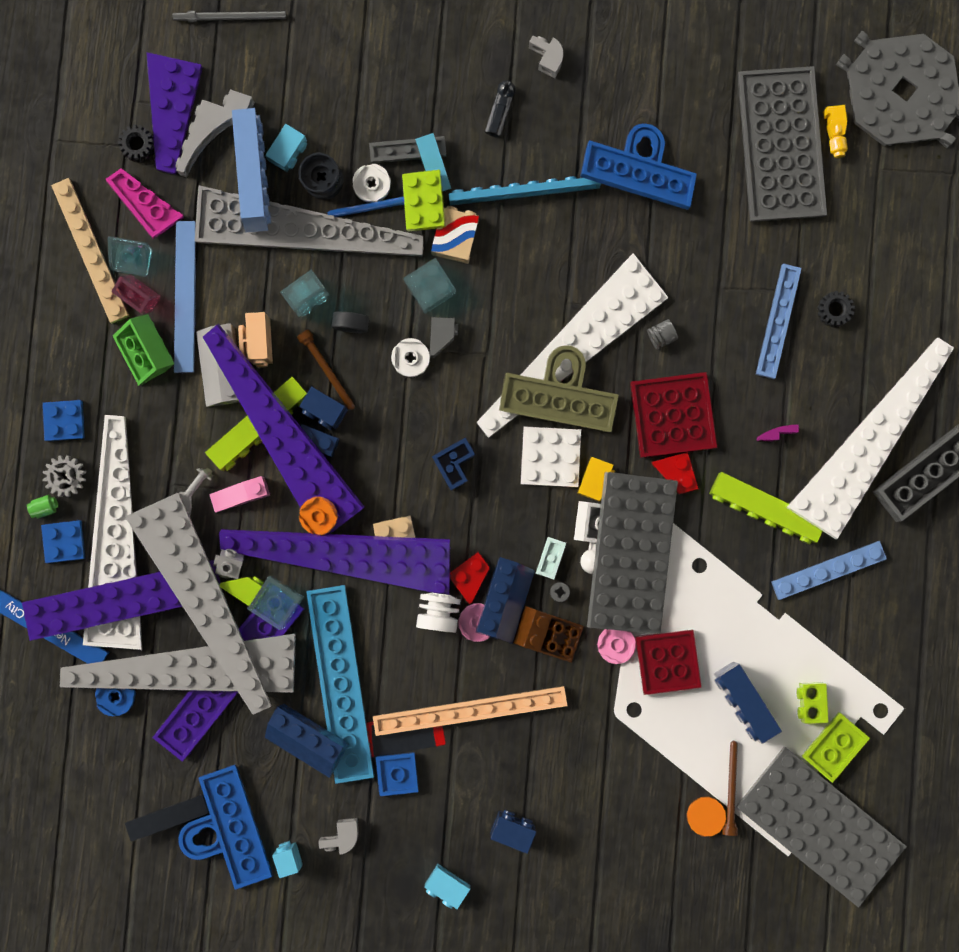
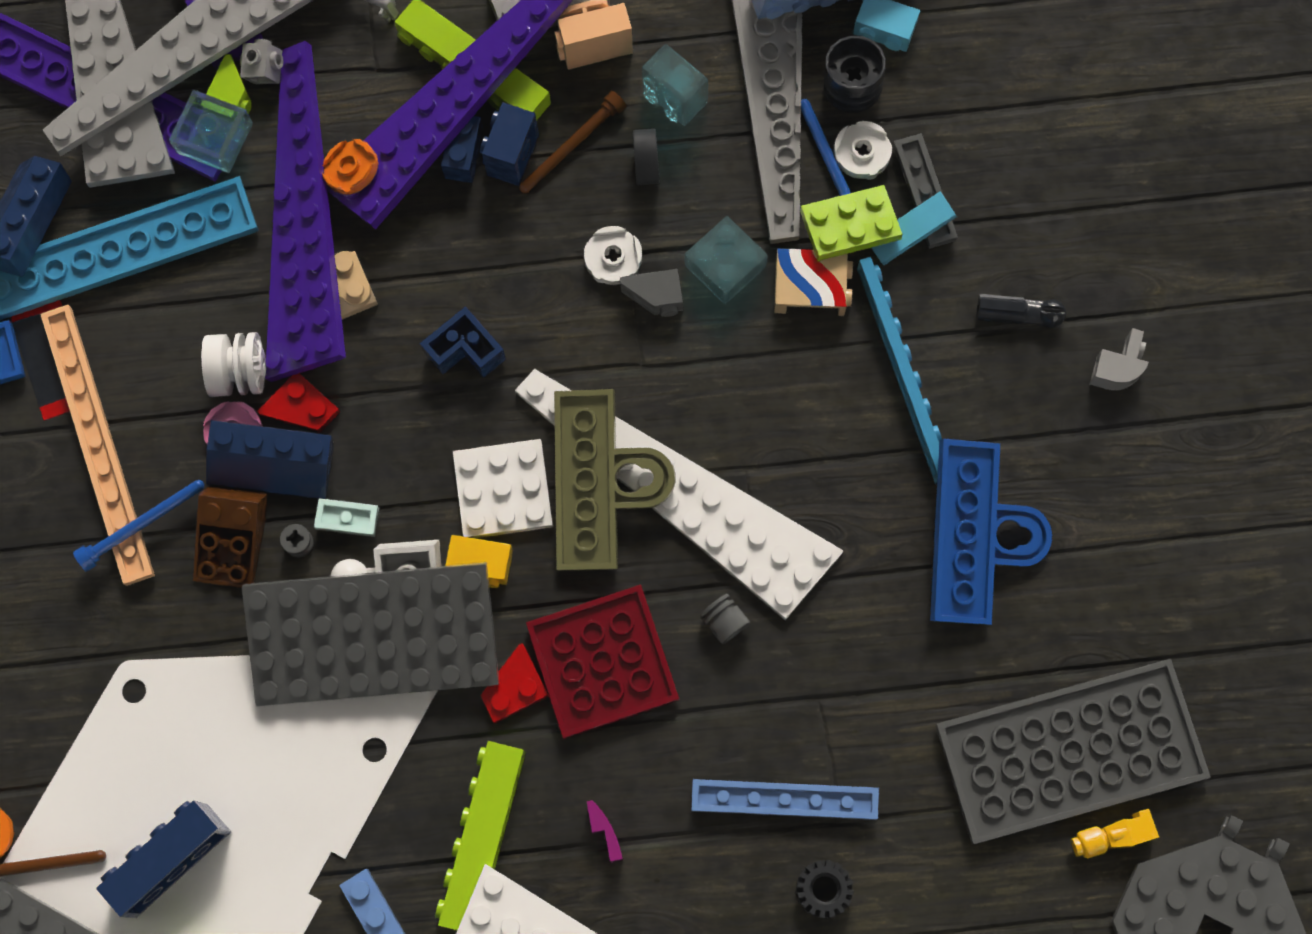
camera: 80 degrees right, 10 degrees down
(240, 494) = (368, 62): bright pink slope -> none
(545, 723) = (91, 554): none -> blue piece
(616, 645) = (226, 644): bright pink tile -> none
(668, 662) = (213, 726): dark red plate -> none

